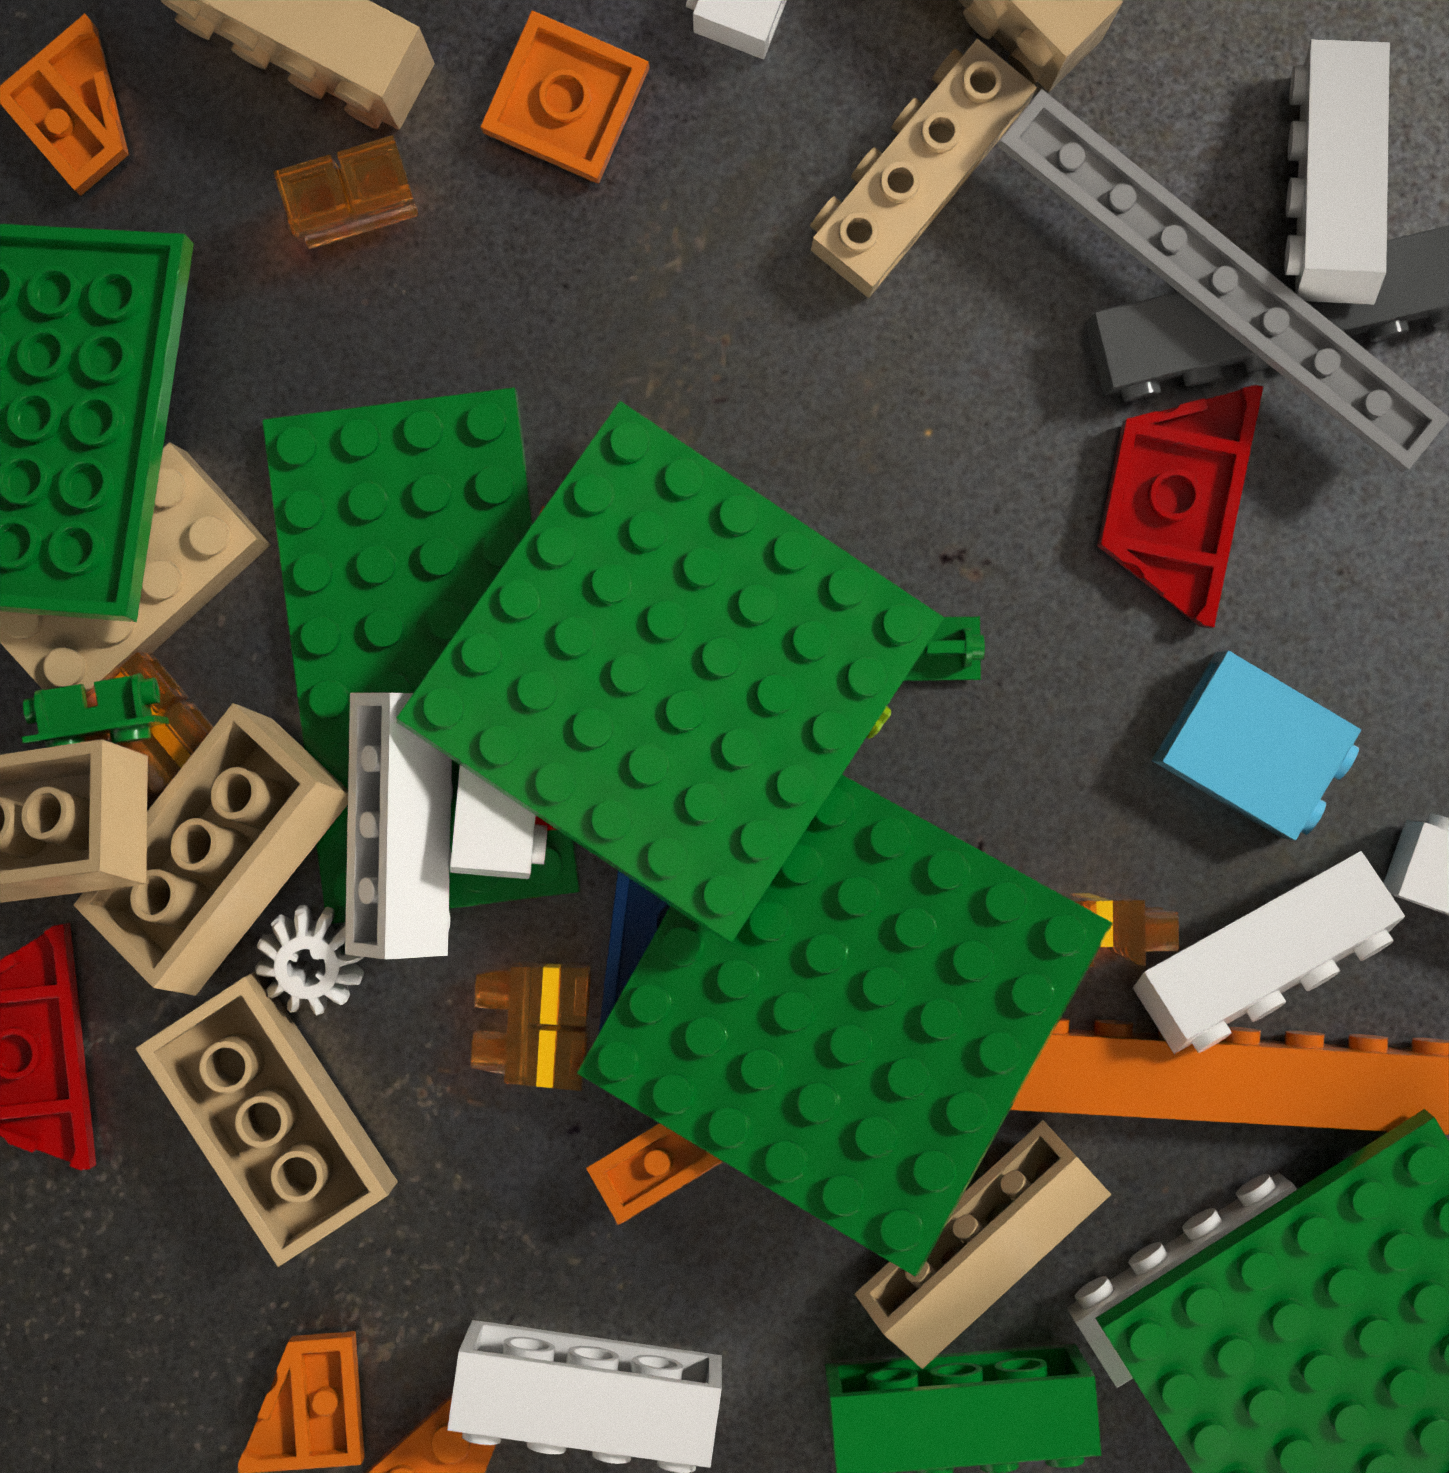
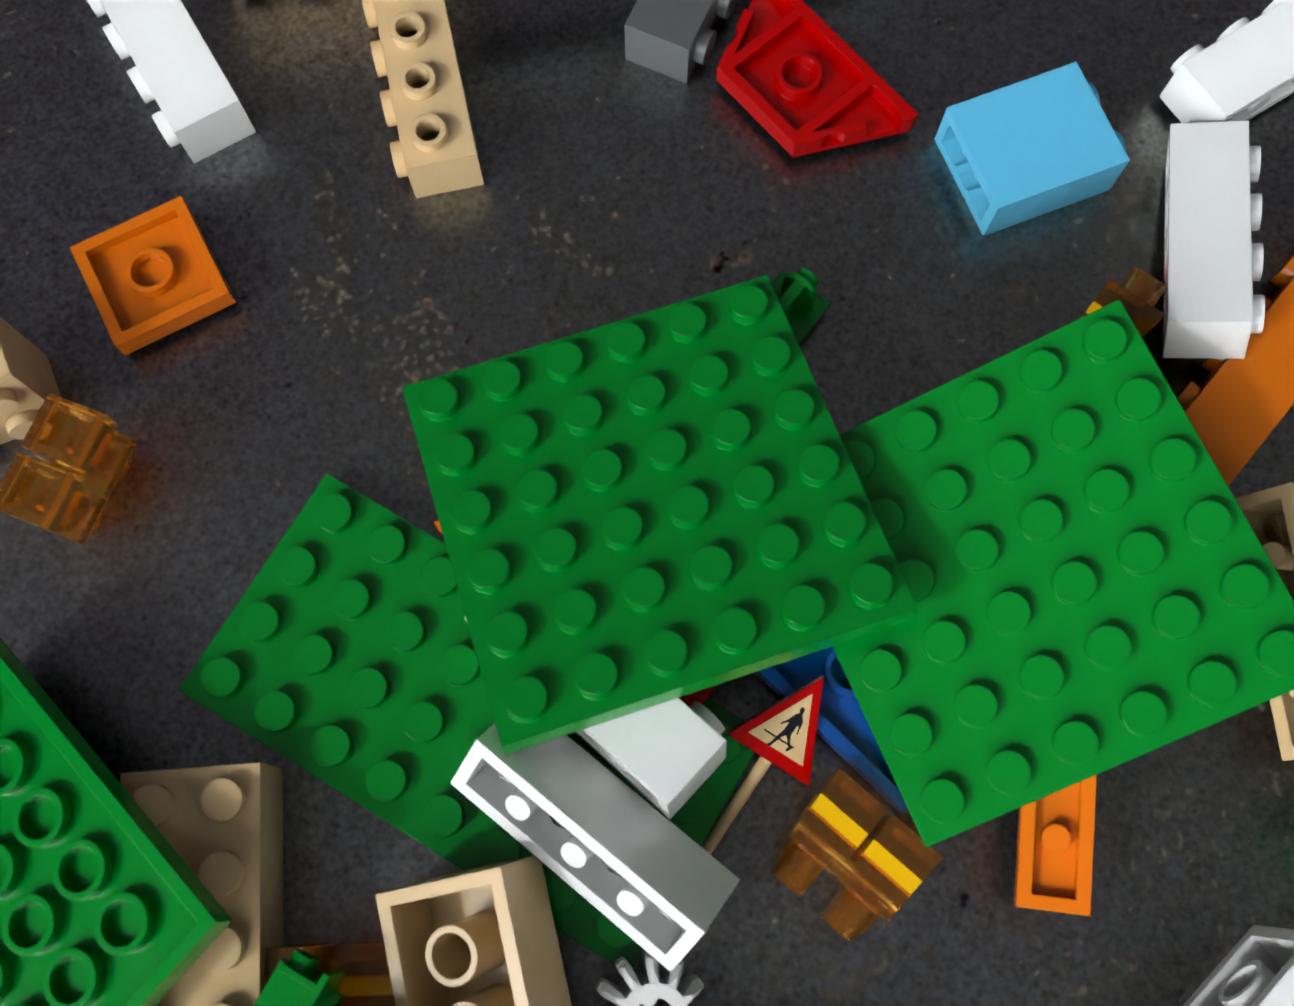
camera: 55 degrees left, 15 degrees down
(582, 907) = (781, 736): none -> piece

